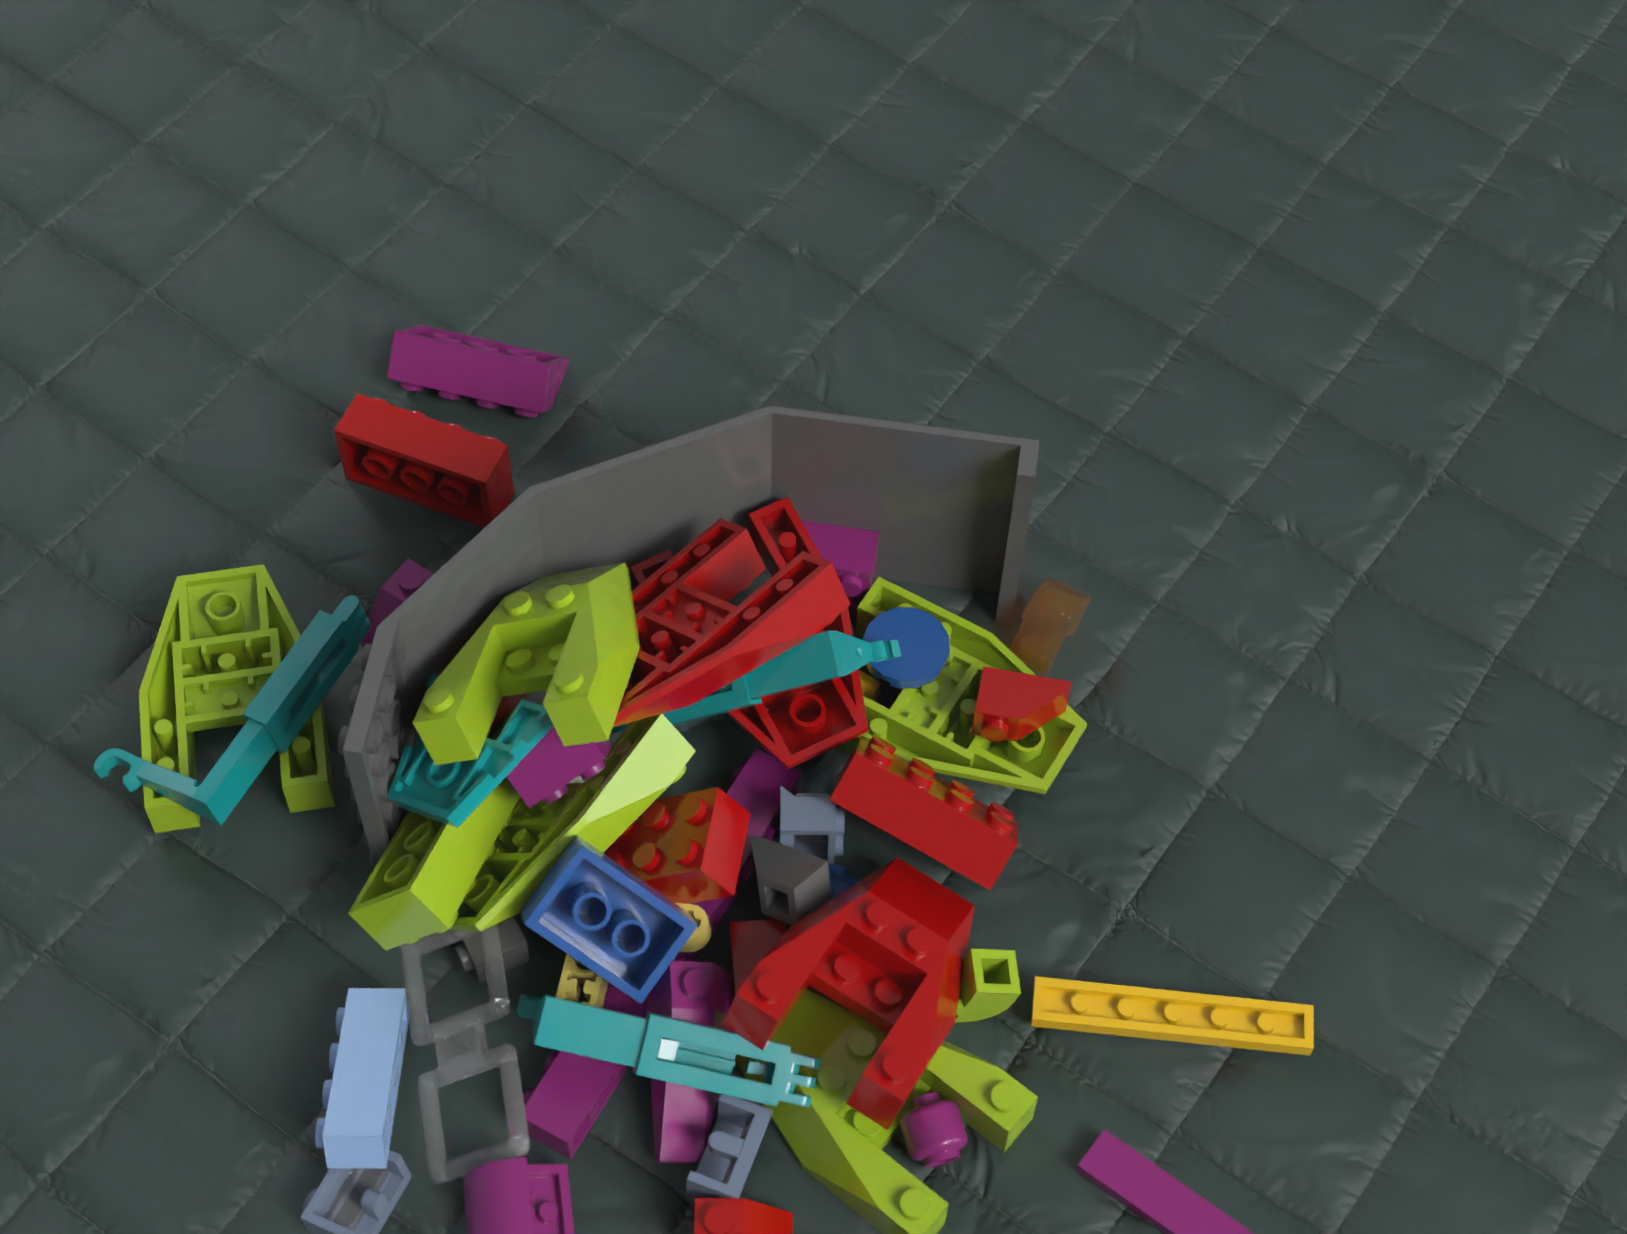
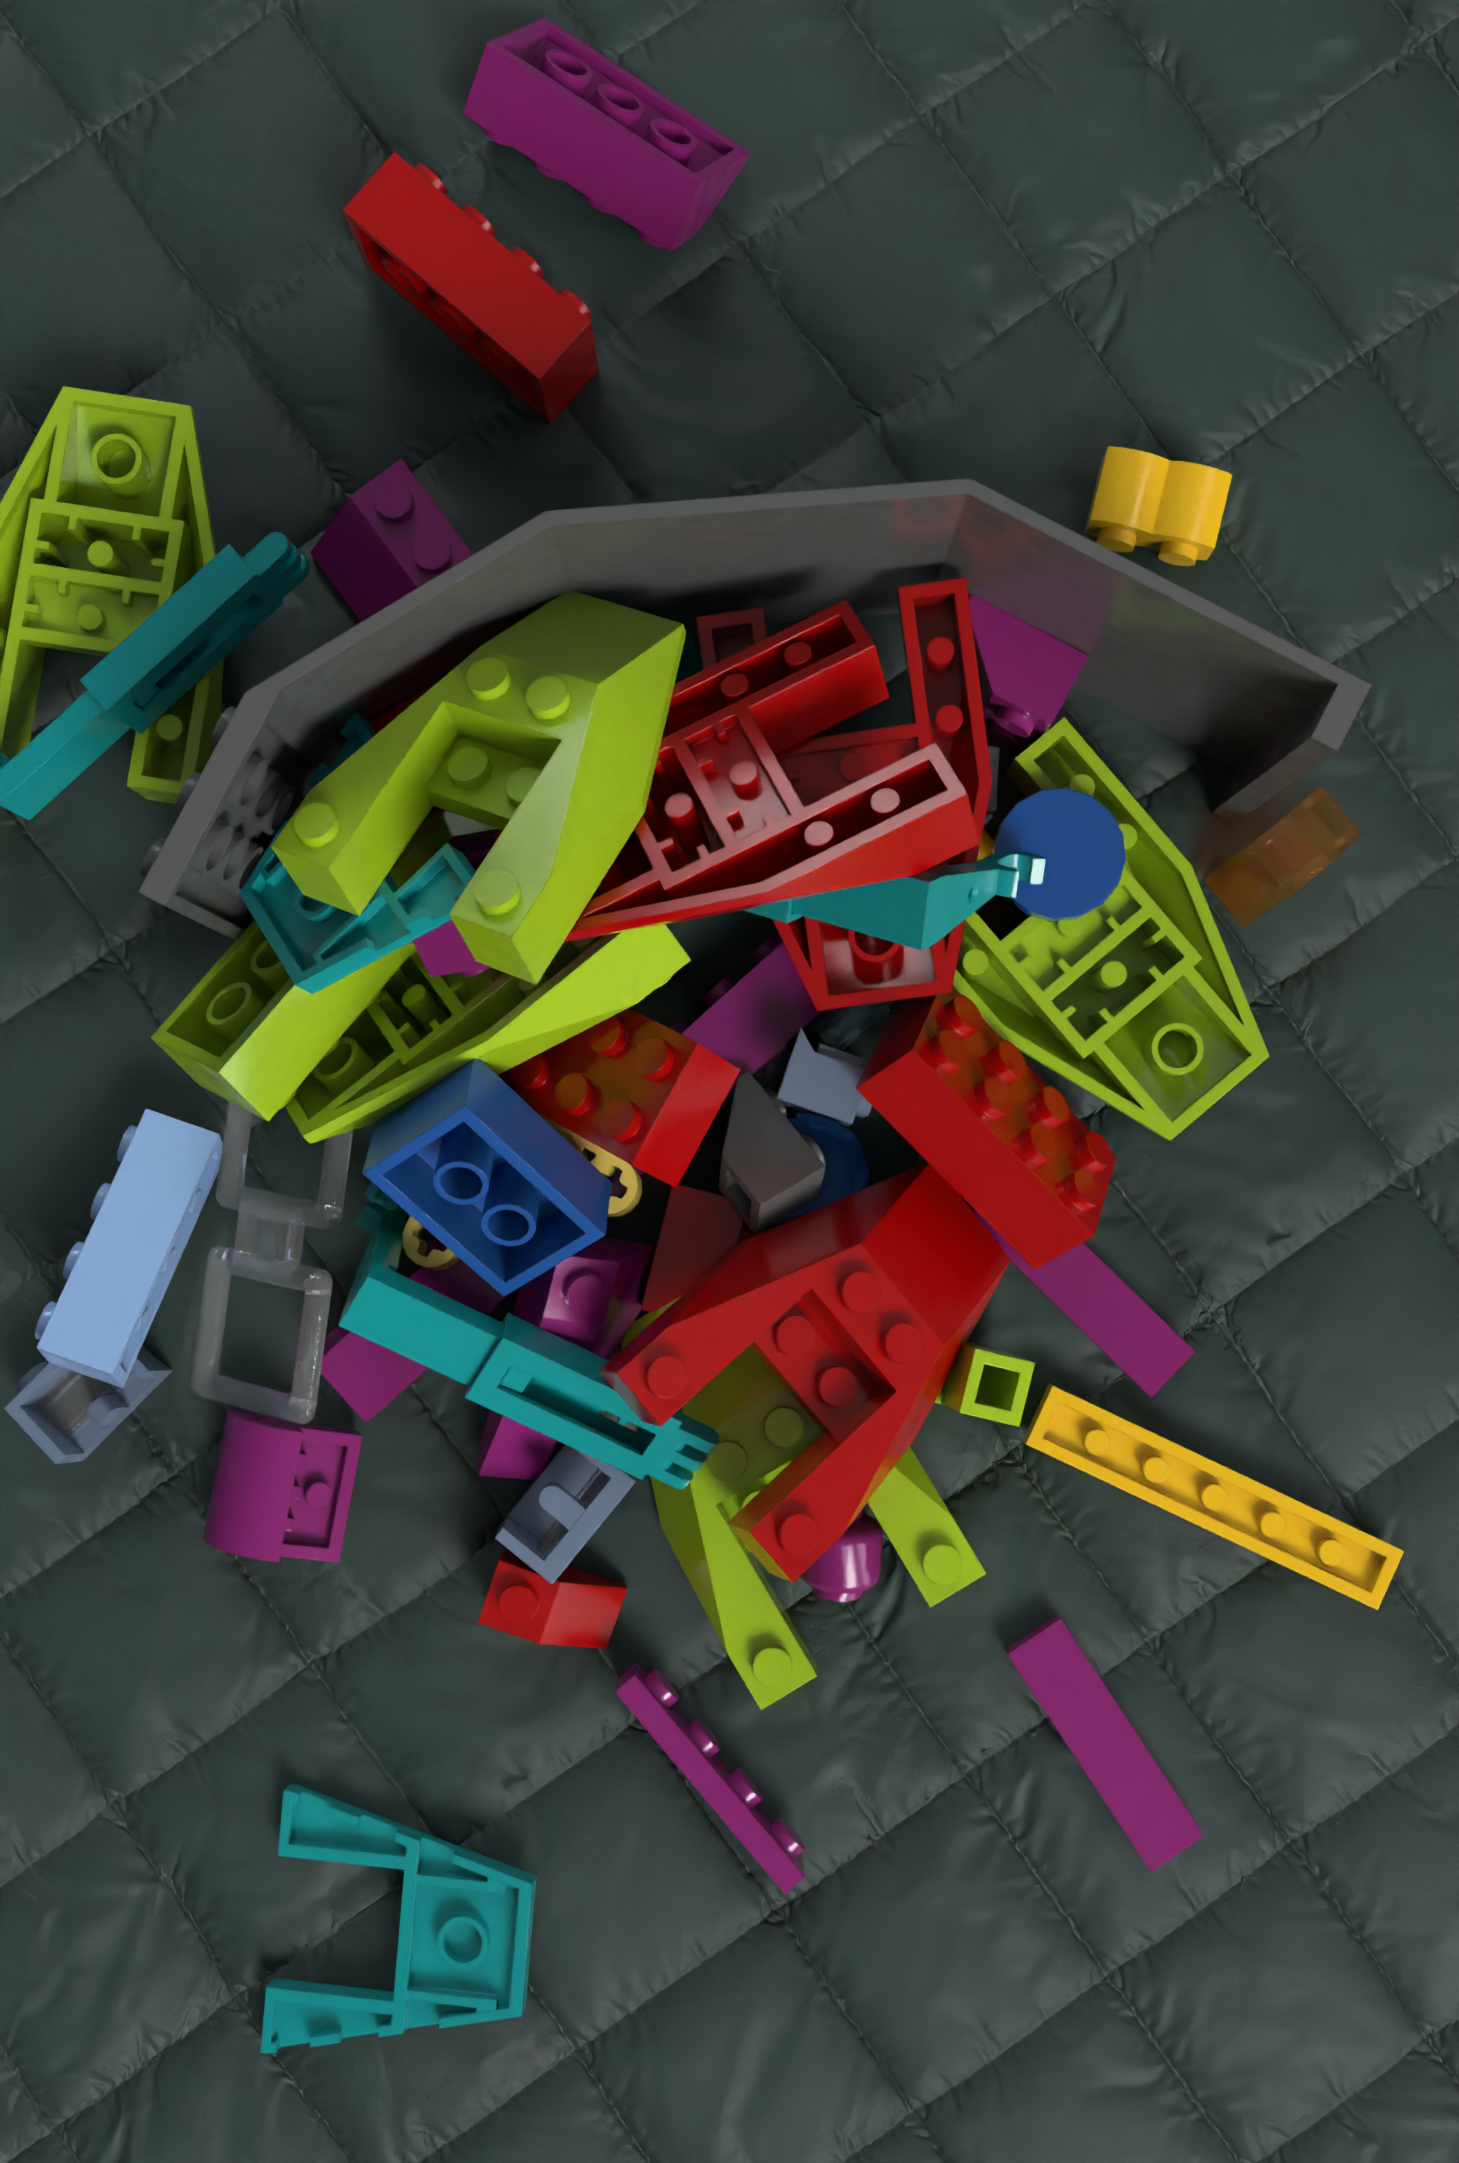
camera: 20 degrees right, 30 degrees up
(1016, 703) = (1173, 1005): red slope -> none
(1038, 920) = (1106, 1313): none -> magenta tile

